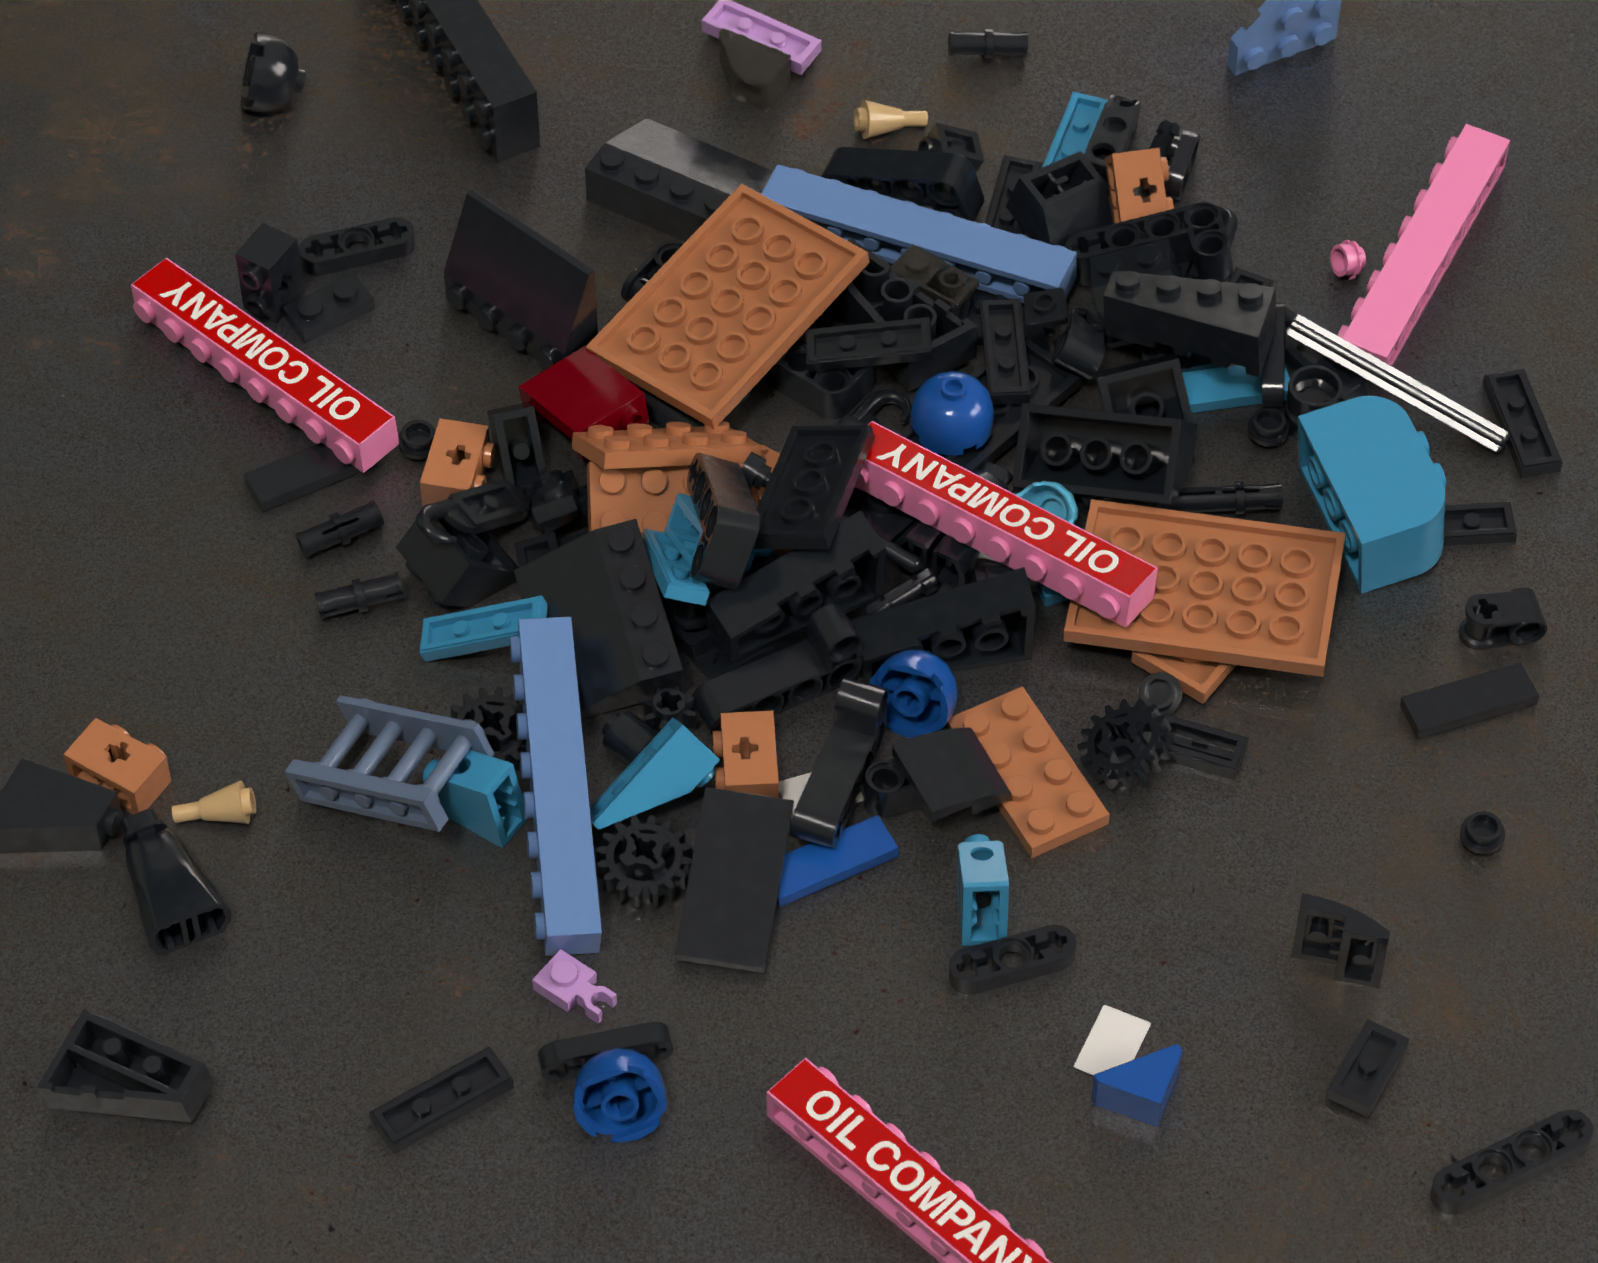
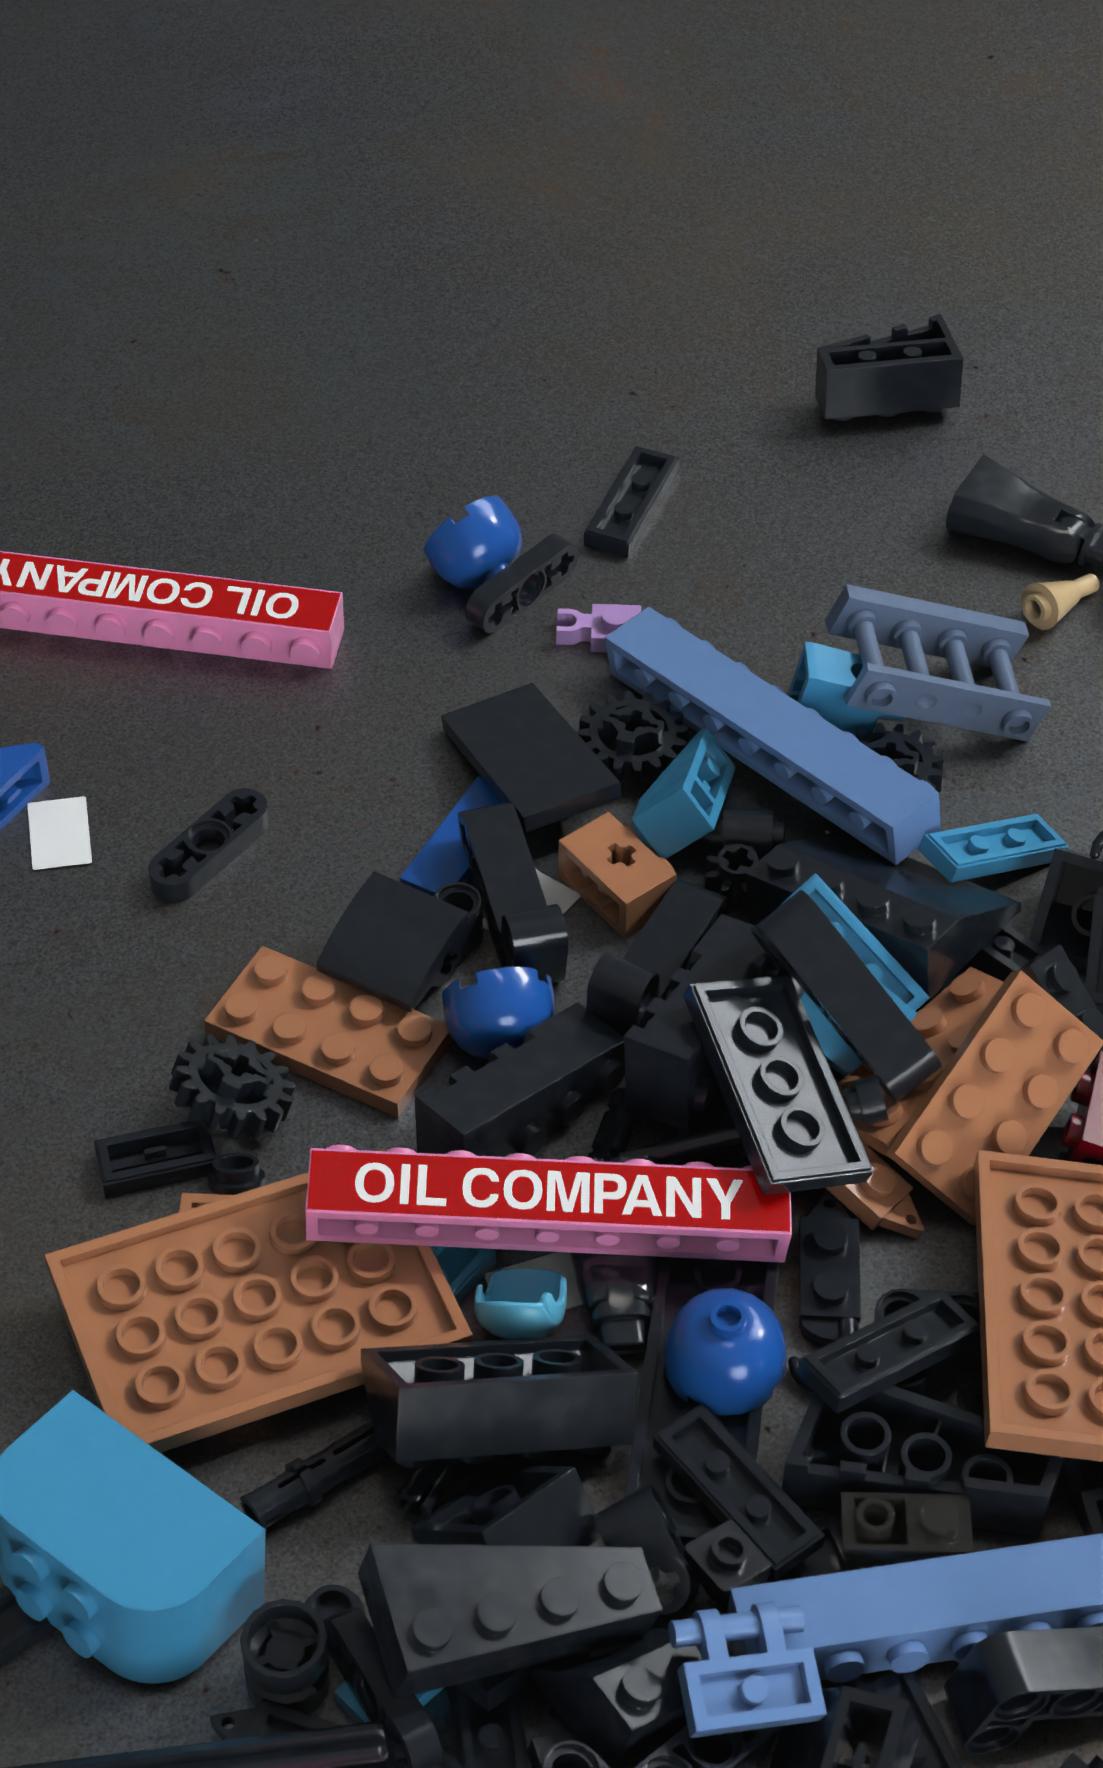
camera: 145 degrees right, 5 degrees down
(982, 869) = (278, 858): dark azure torso -> none
(1088, 233) = (747, 1690): none -> medium blue plate

